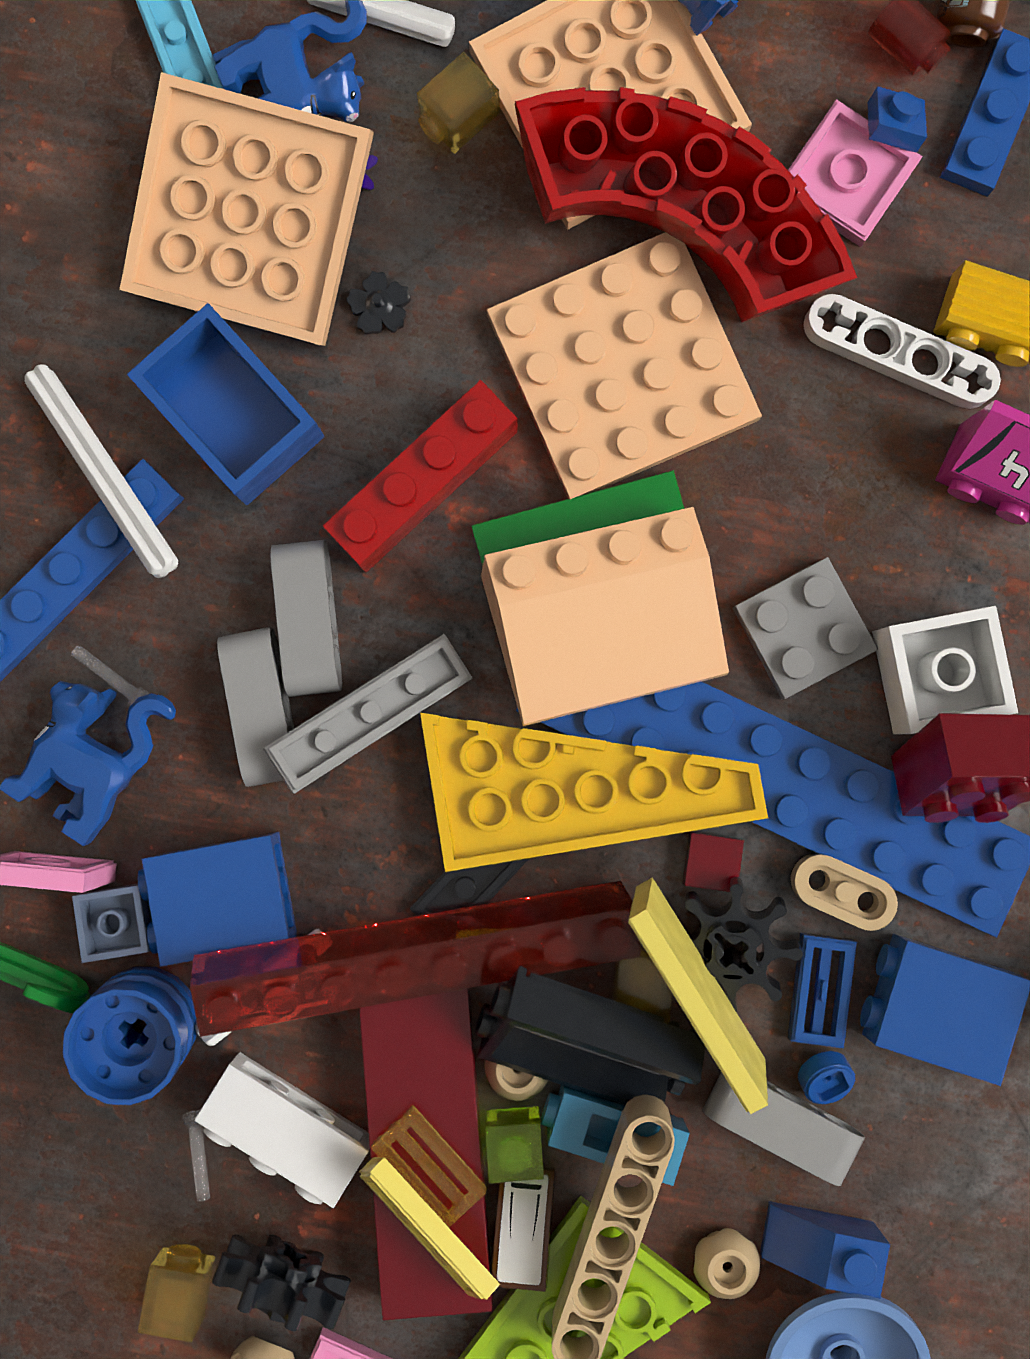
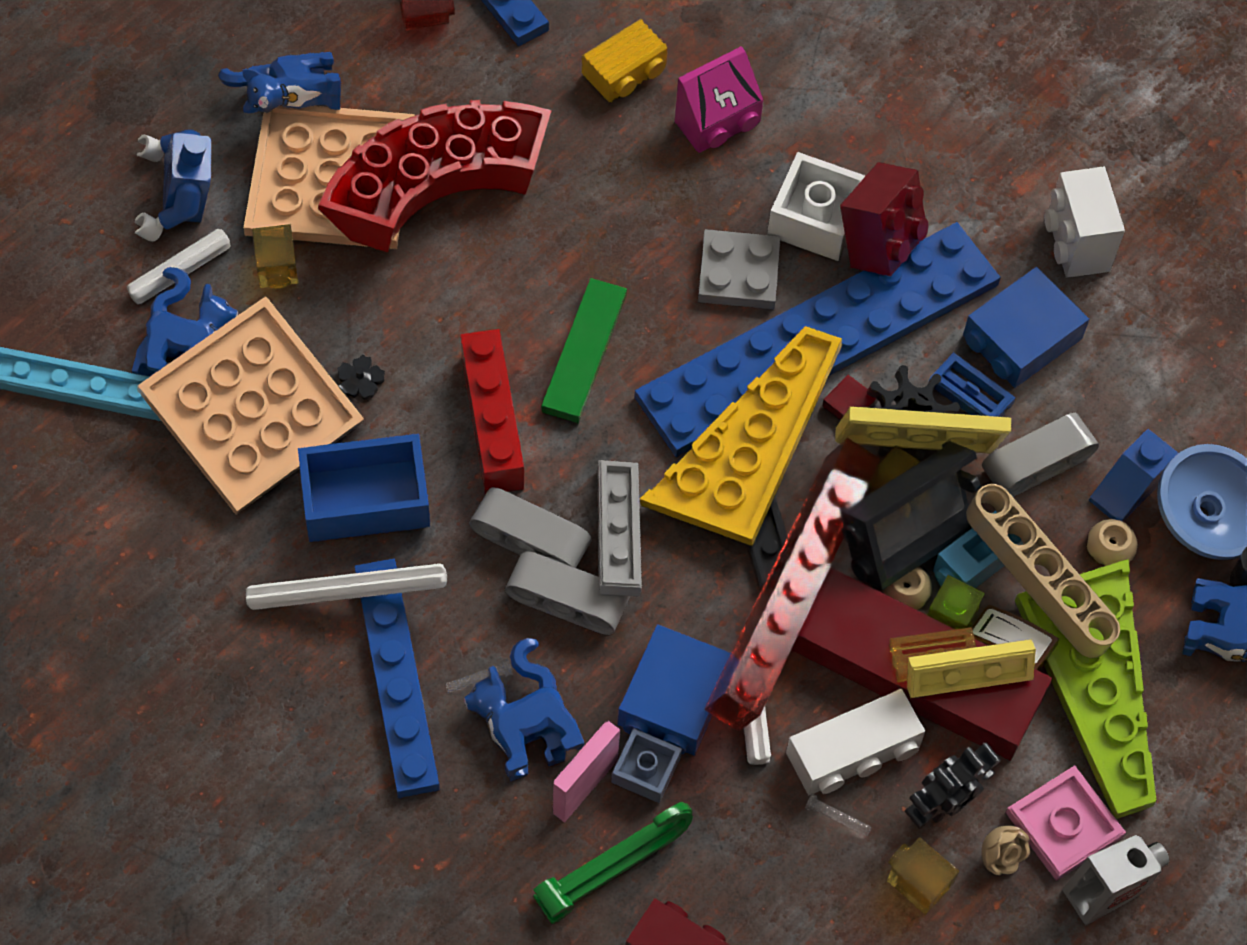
camera: 60 degrees left, 25 degrees down
(110, 1056) = (739, 764): blue wheel -> none
(606, 615) = (653, 357): light nougat slope -> none
(623, 364) = (503, 269): light nougat plate -> none
(826, 1077) = (1027, 415): blue tile -> none
(842, 890) = (913, 340): tan plate -> none
(850, 173) = (480, 77): bright pink tile -> none
(897, 119) = (469, 43): blue plate -> none
(898, 360) = (612, 127): white beam -> none

